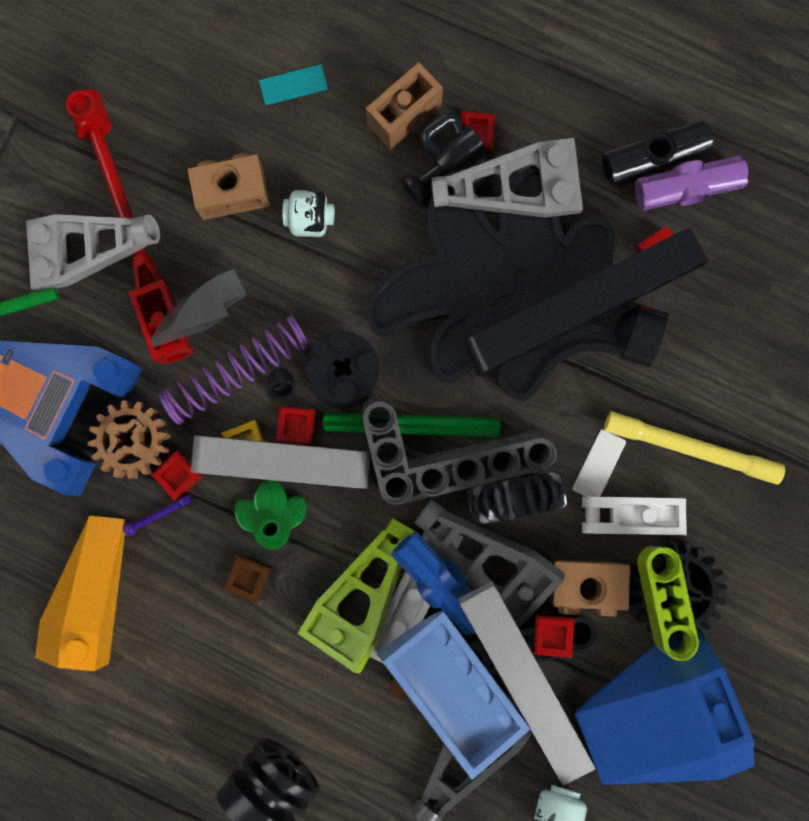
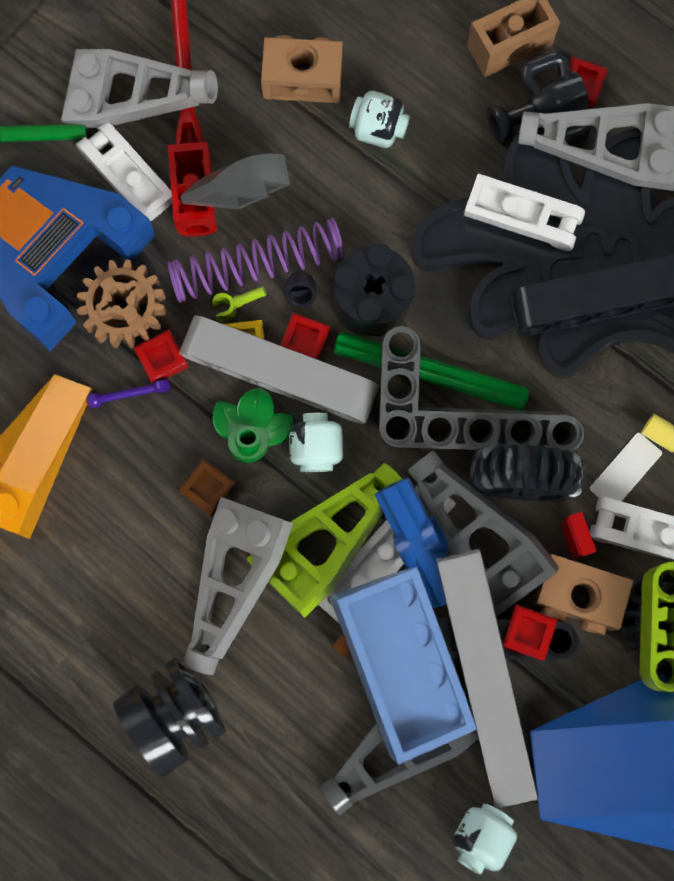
camera: 10 degrees right, 5 degrees down
(101, 321) = (126, 171): none -> white plate
(229, 409) = (235, 302): none -> lime hand
(298, 612) = (250, 531): none -> light grey plate
(330, 517) = (316, 443): none -> light aqua head
(454, 267) = (523, 211): none -> white plate
(573, 536) = (577, 536): none -> red tile

